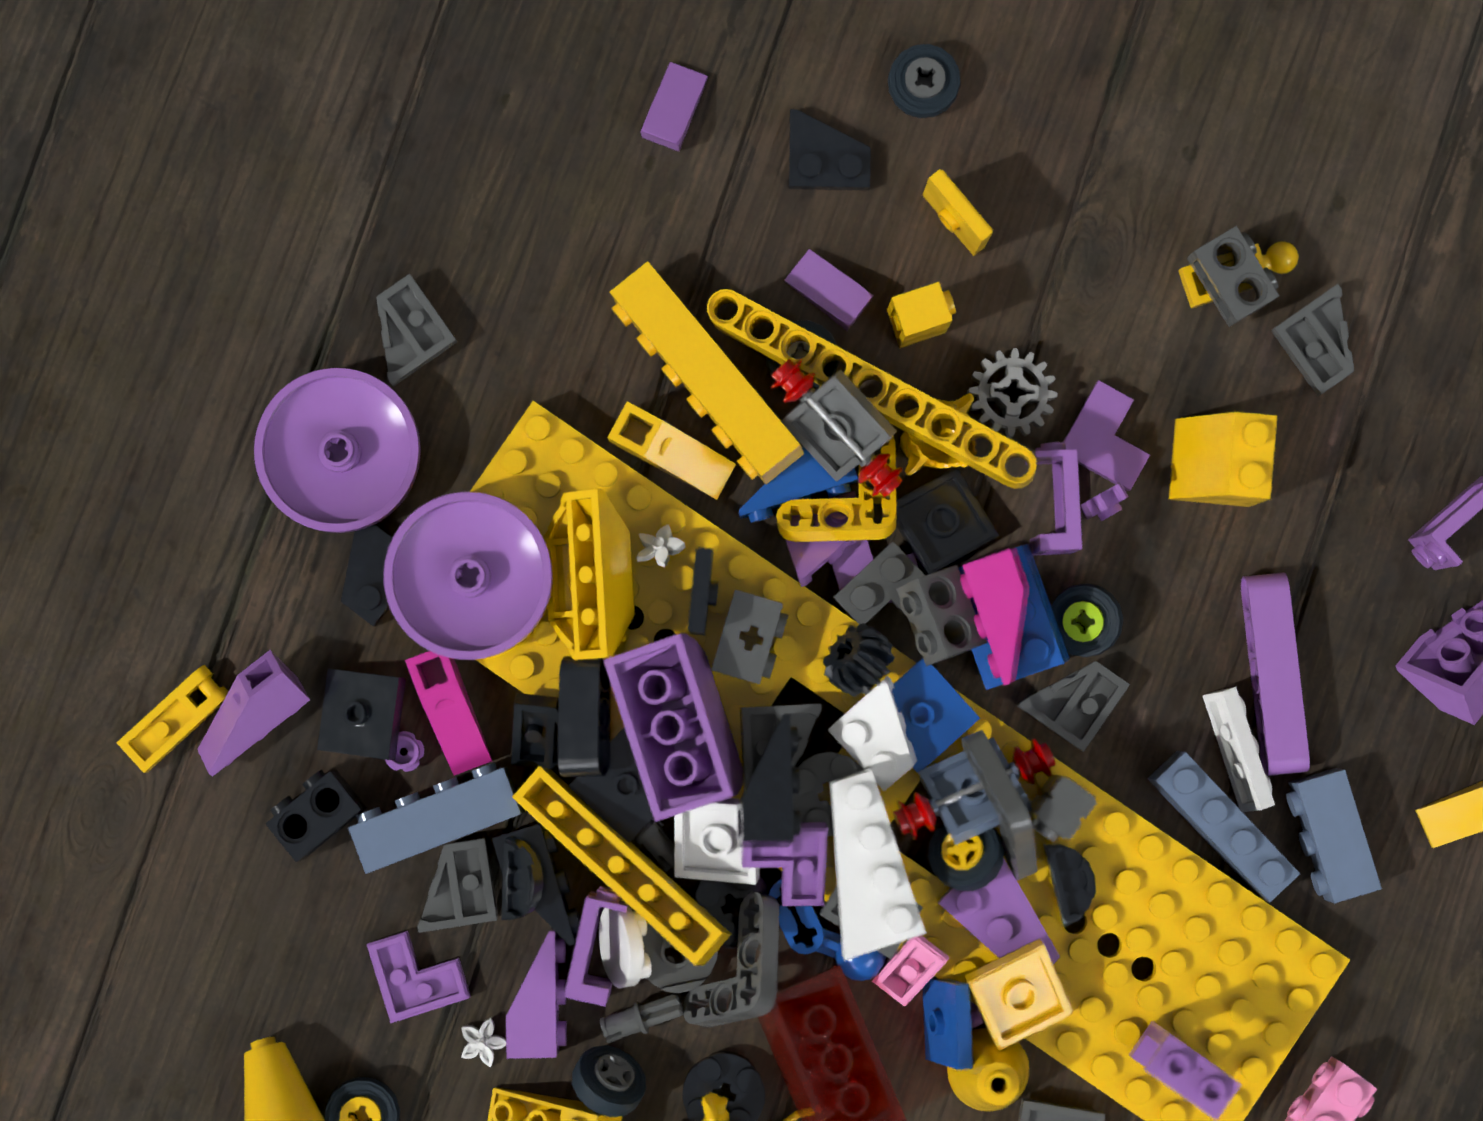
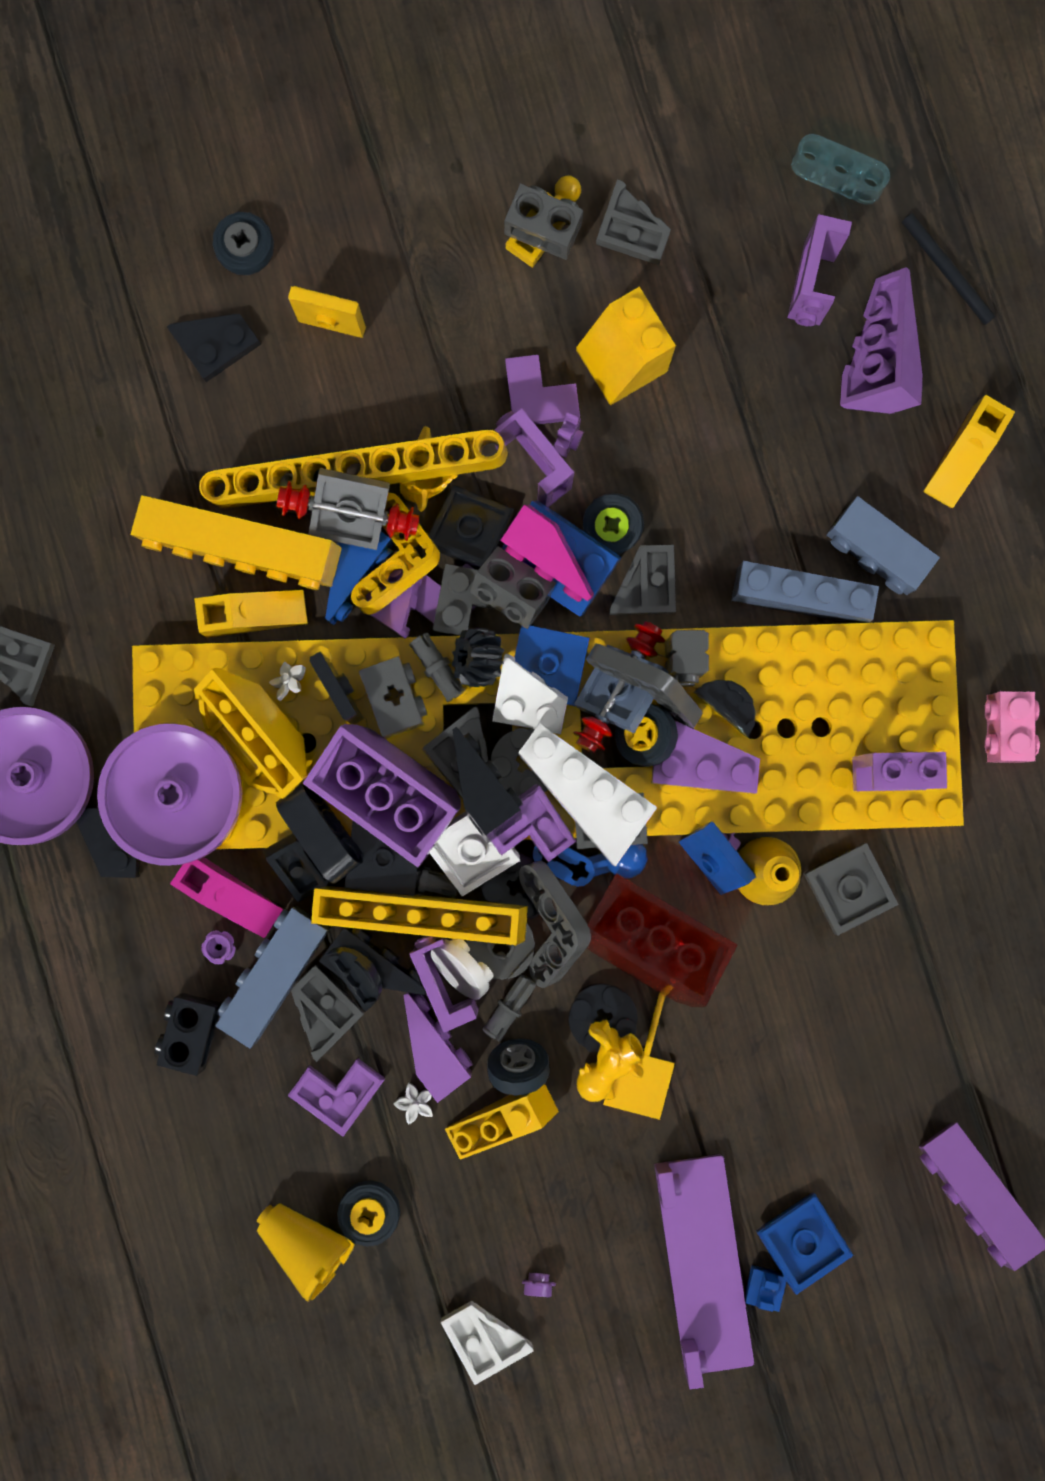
camera: 35 degrees left, 0 degrees up
(172, 720) = (44, 1040): yellow plate -> none
(253, 707) = (92, 991): medium lavender slope -> none
(361, 714) = (170, 942): black plate -> none
(673, 106) = (87, 382): medium lavender slope -> none
(812, 639) = (437, 667): none -> dark grey pin
(829, 289) = (281, 428): medium lavender slope -> none
(910, 969) = (665, 841): bright pink slope -> none
(921, 314) = (352, 397): yellow brick -> none
(1013, 375) = (463, 399): light grey gear -> none
(1019, 994) = (751, 803): yellow plate -> none
(1239, 749) = (777, 535): white plate -> none
(1275, 674) = (765, 468): medium lavender beam -> none

